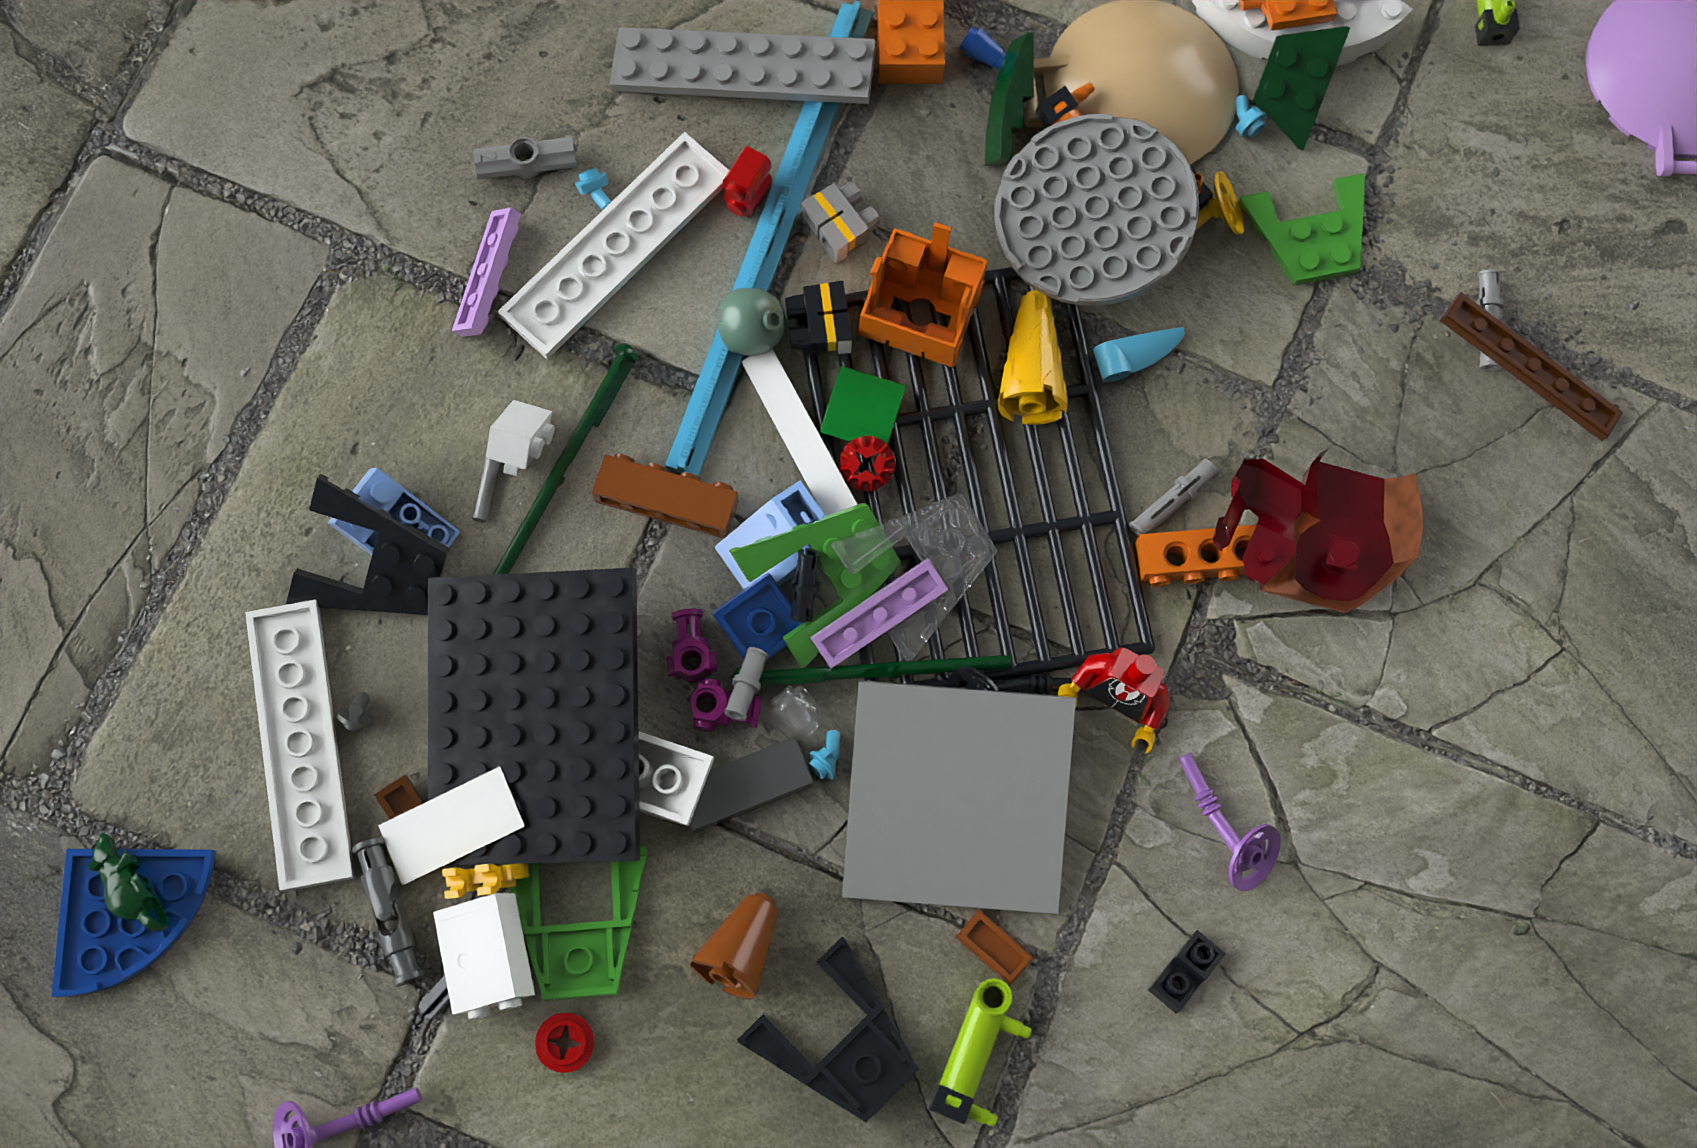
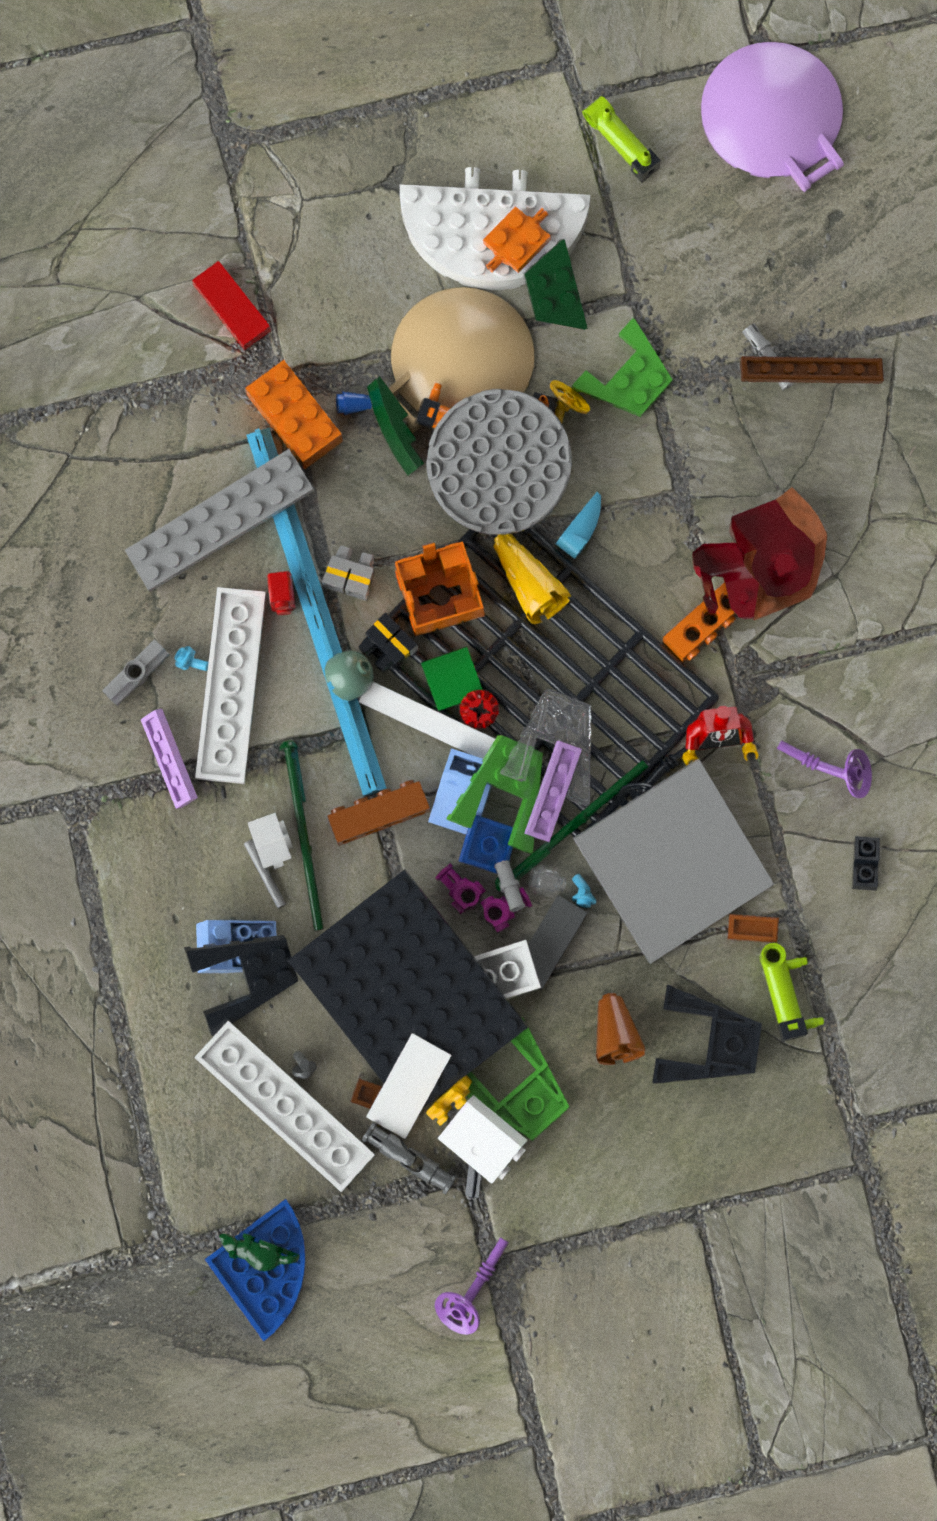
camera: 30 degrees left, 5 degrees up
(554, 1028) = (549, 1151): red gear -> none
(805, 585) = (501, 806): black pin -> none
(1202, 474) = (661, 625): light grey pin -> none
(1251, 119) = (544, 333): medium azure plate -> none

